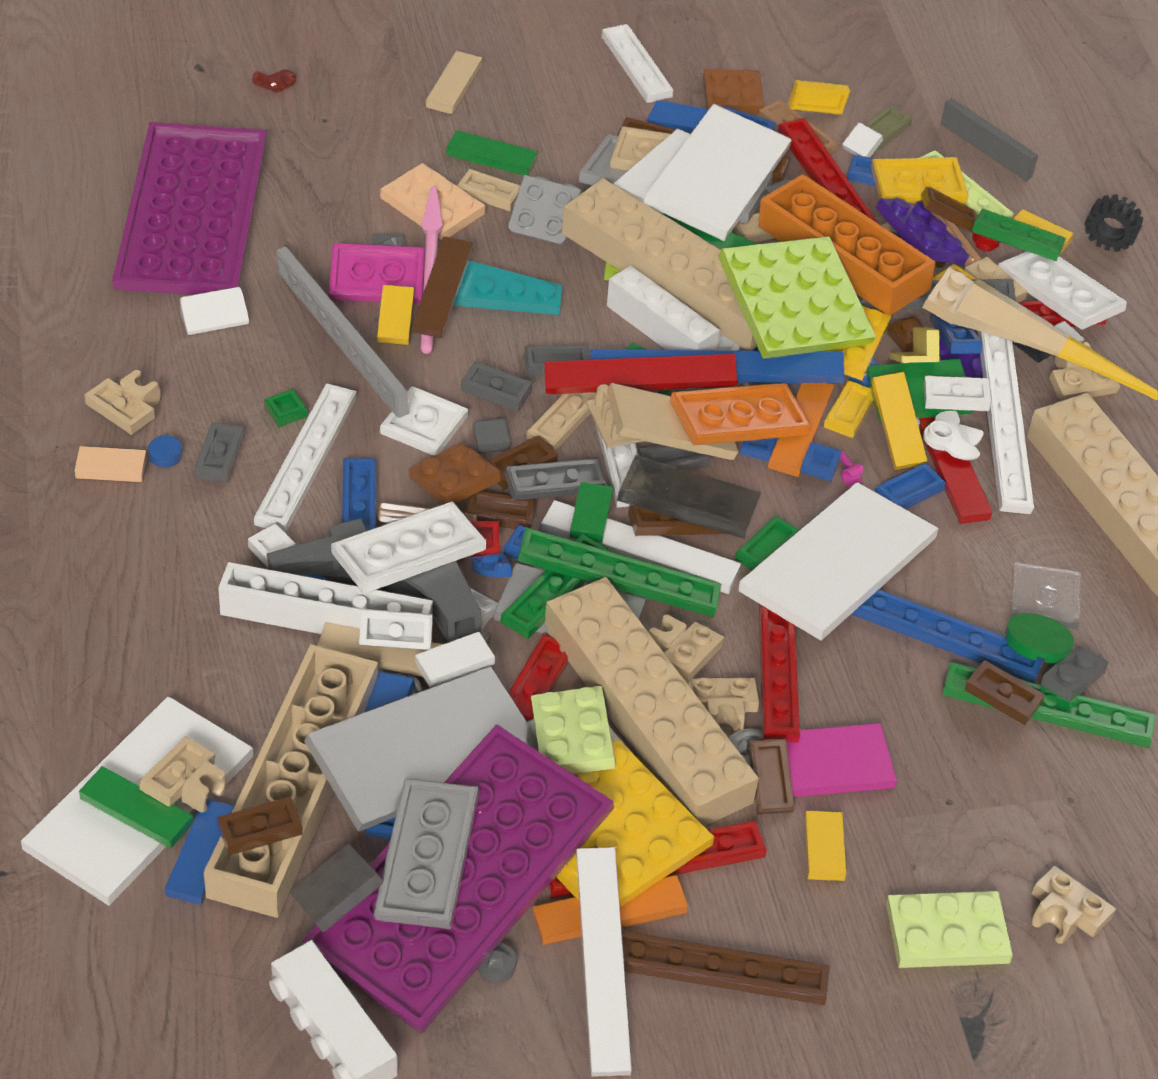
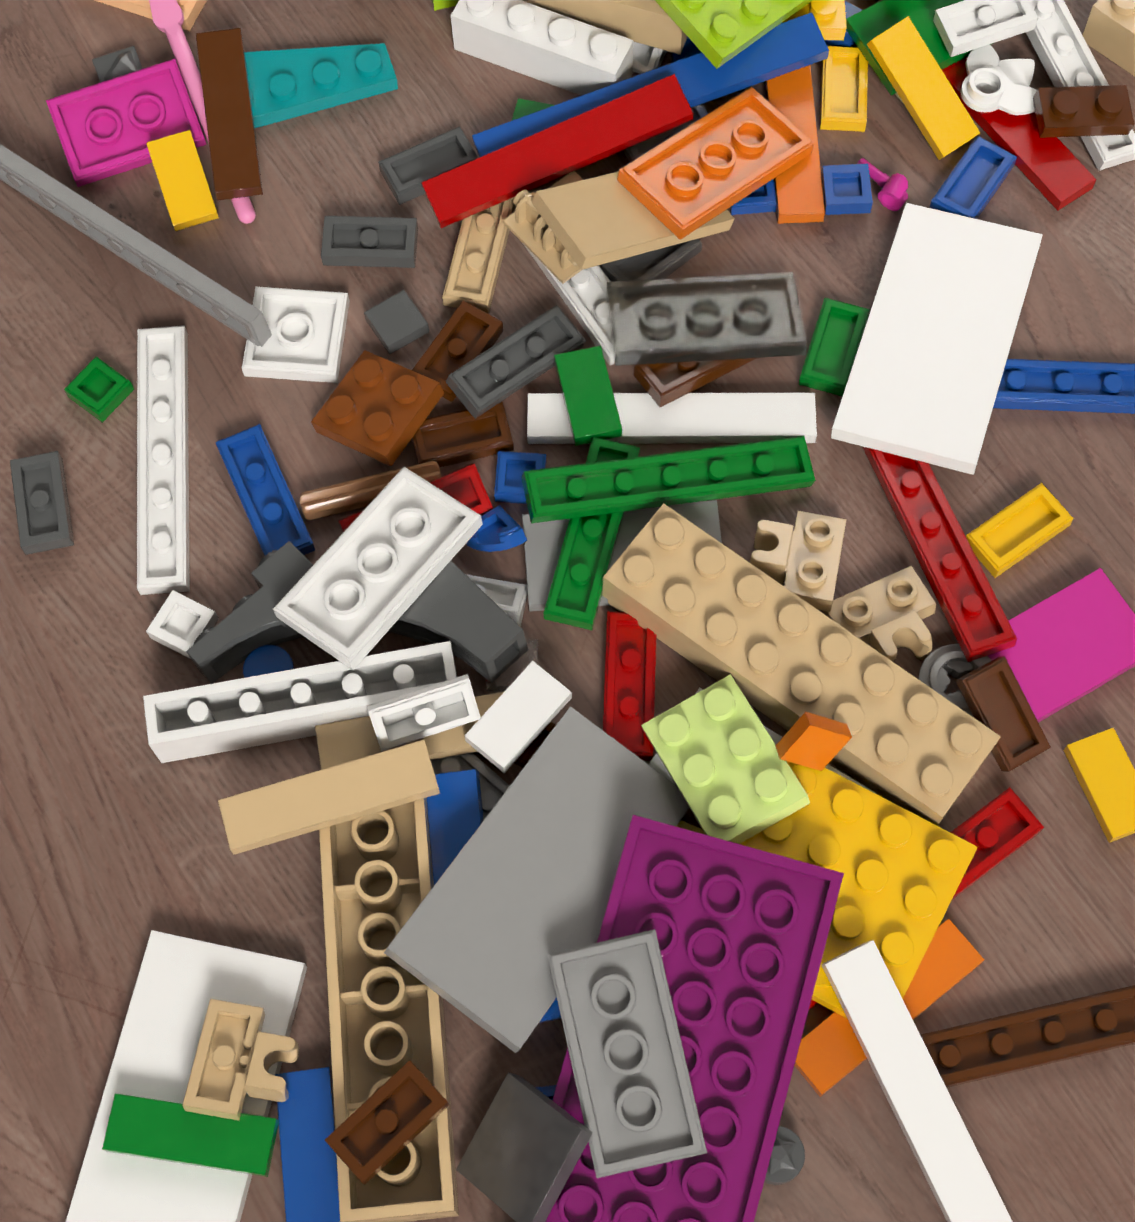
camera: 15 degrees left, 20 degrees up
(313, 650) = (328, 797): none -> tan tile
(633, 731) = (813, 741): none -> orange tile
(837, 686) = (1018, 530): none -> yellow tile
(1000, 468) = (1083, 111): none -> reddish brown plate

